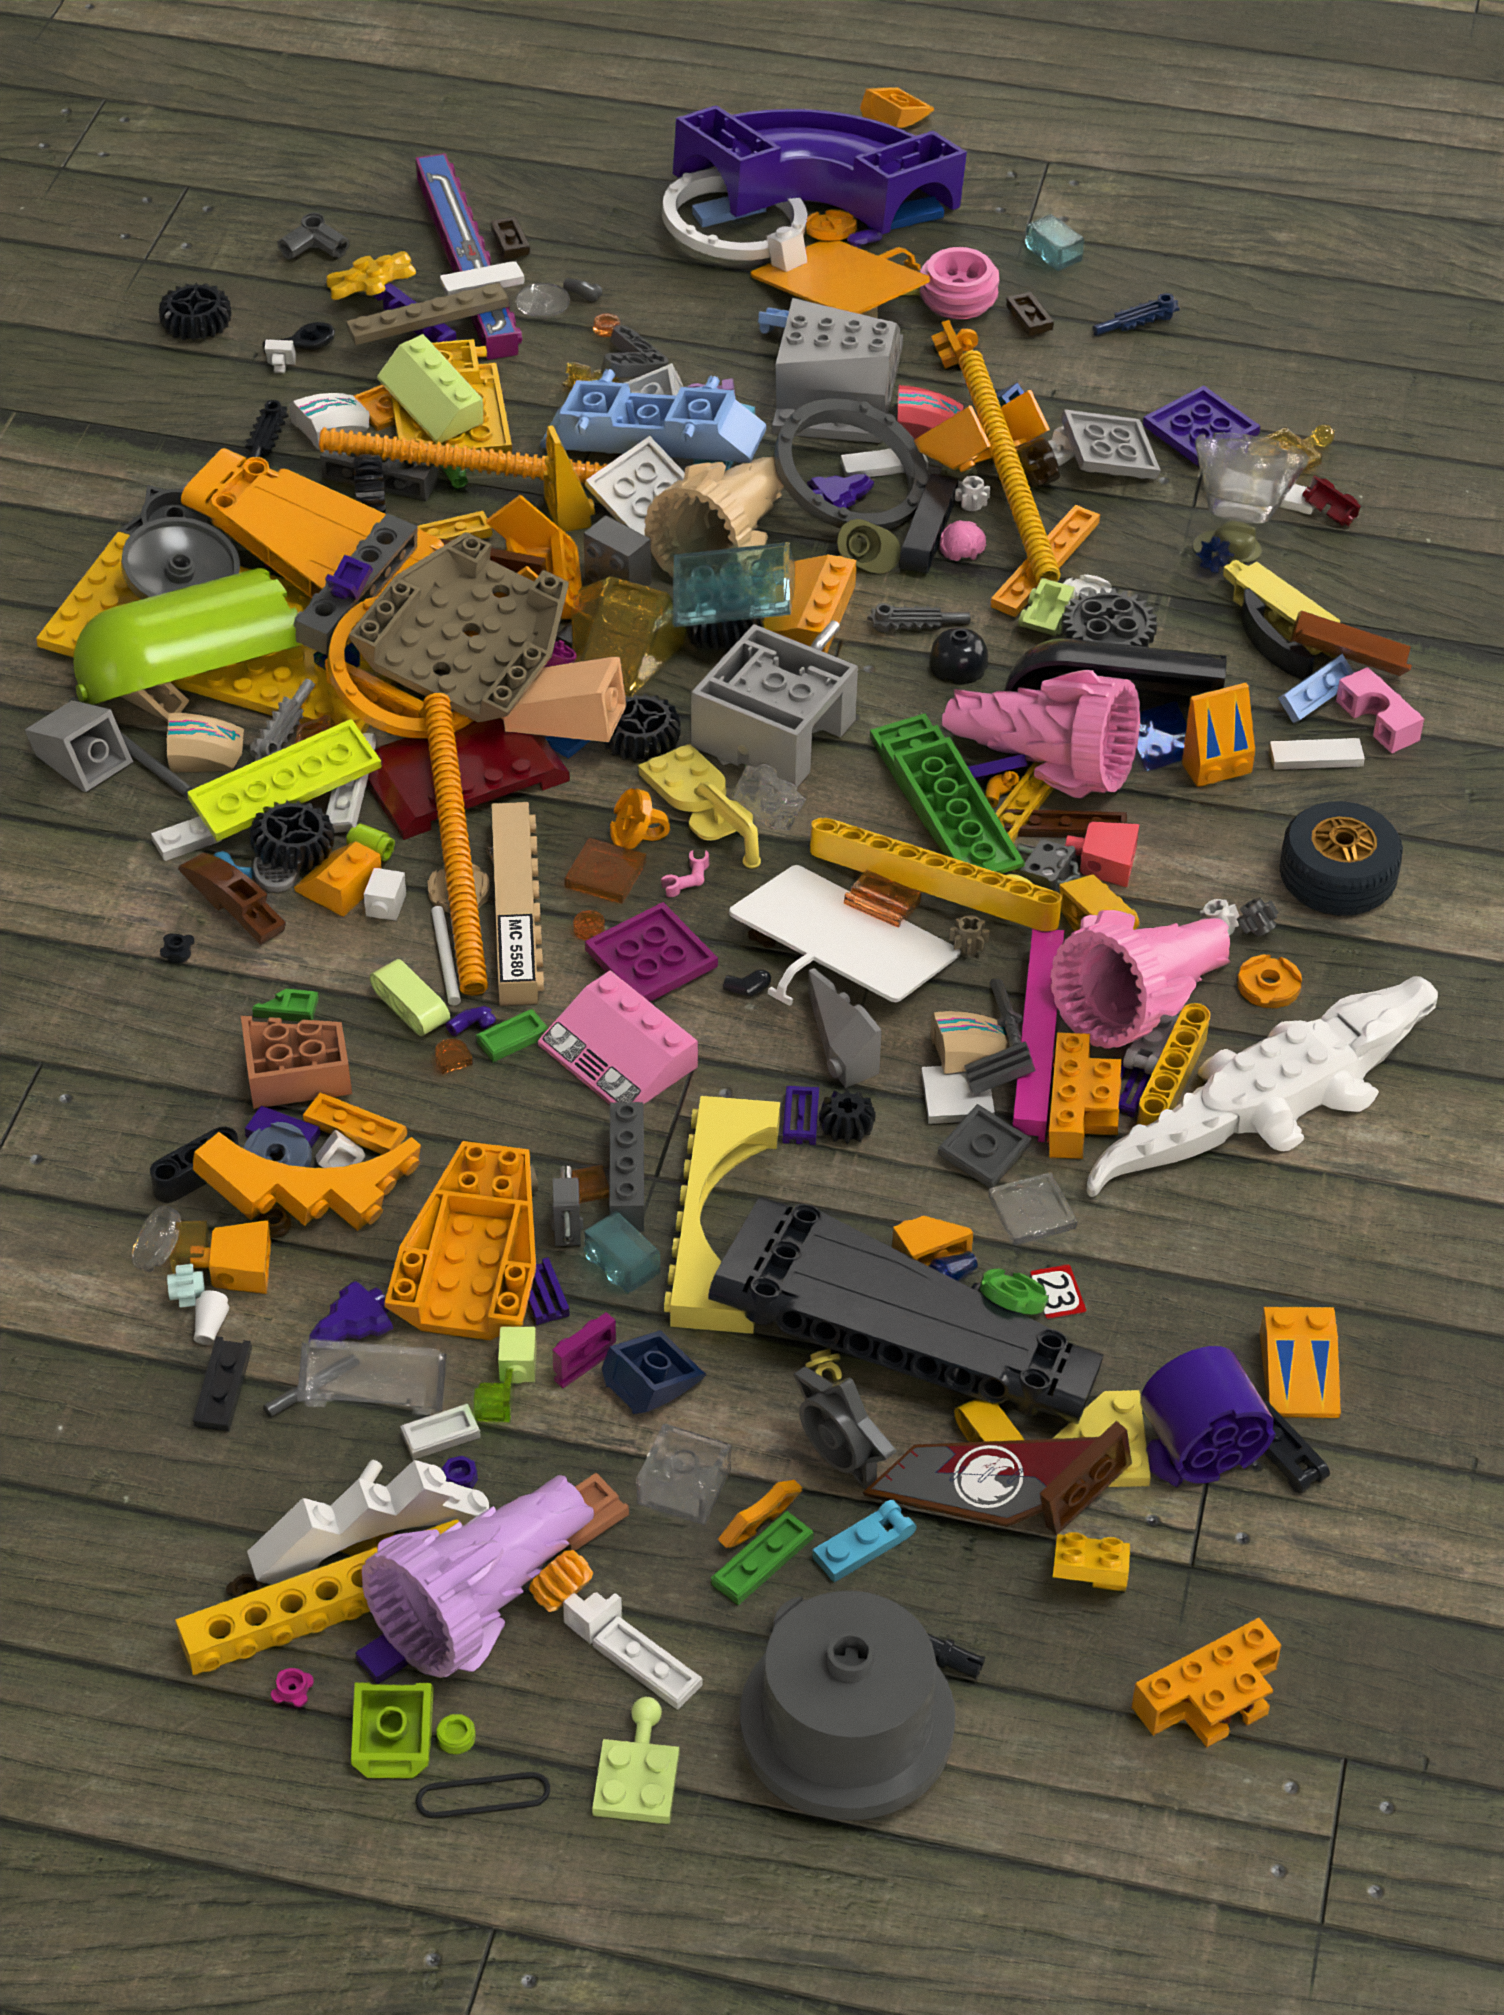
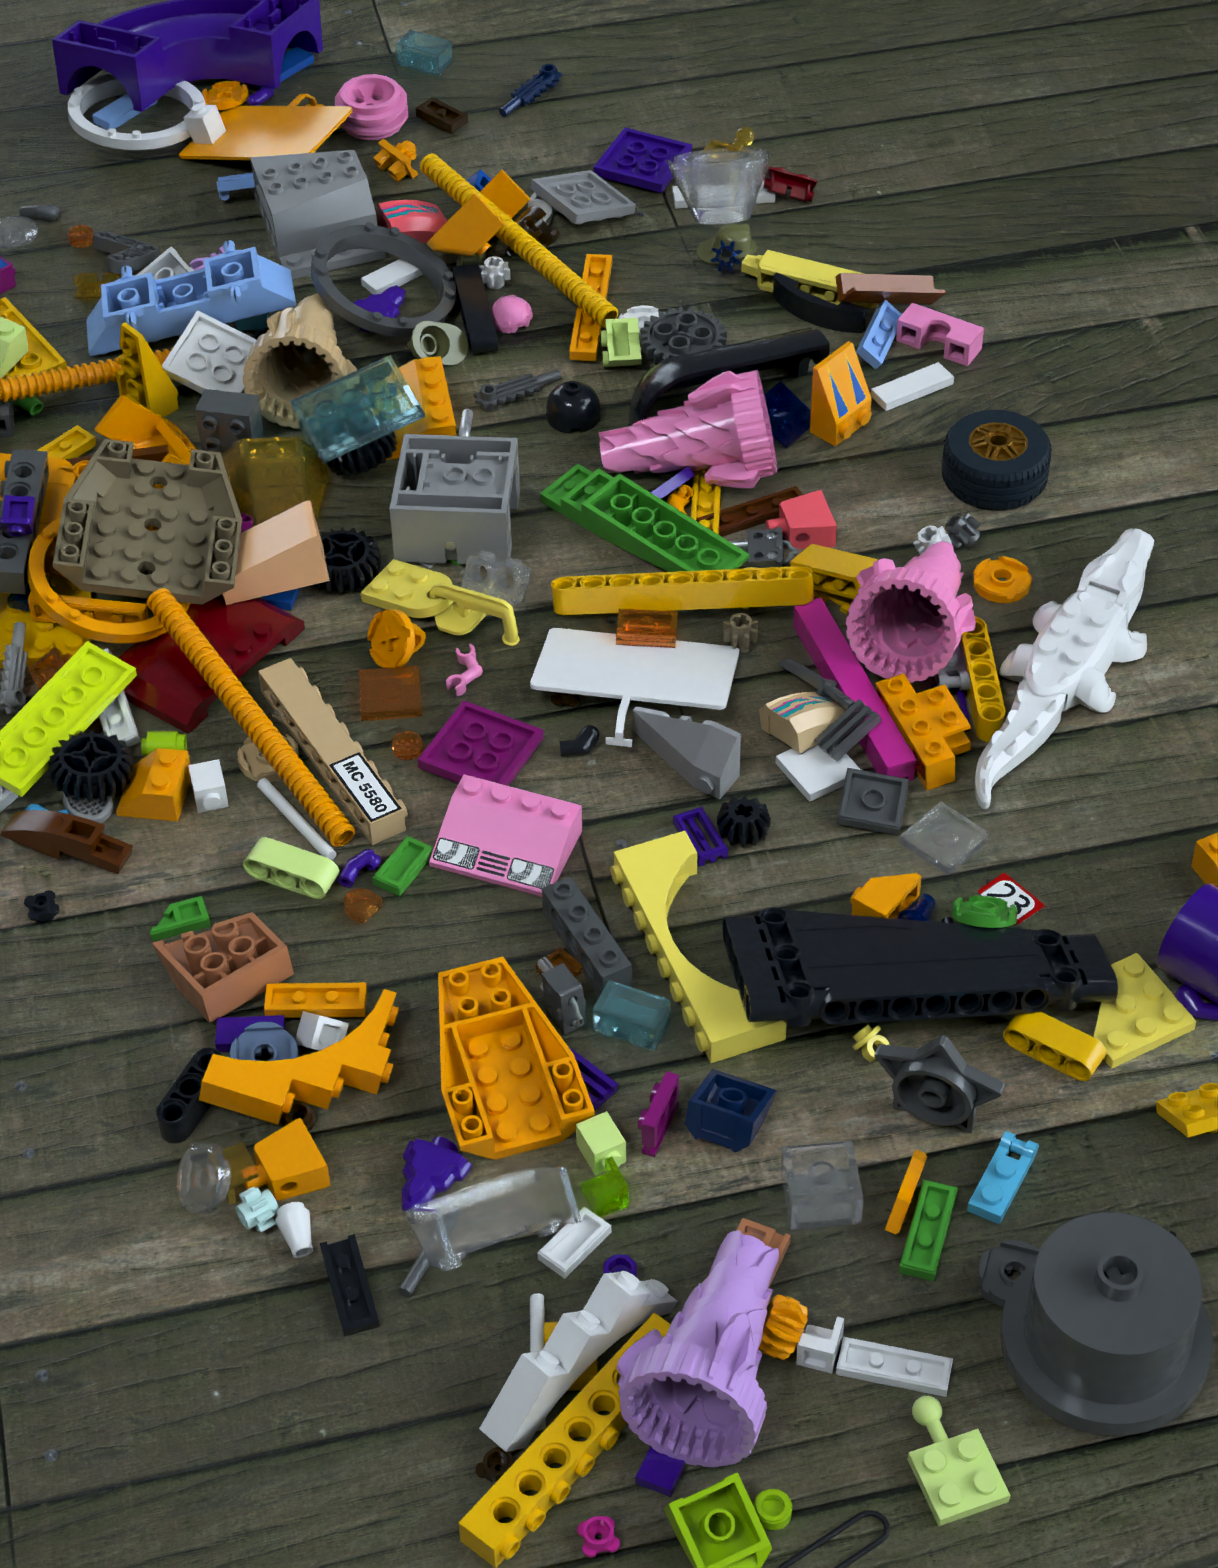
camera: 25 degrees left, 0 degrees up
(1007, 1479) = (1088, 1073): piece -> none

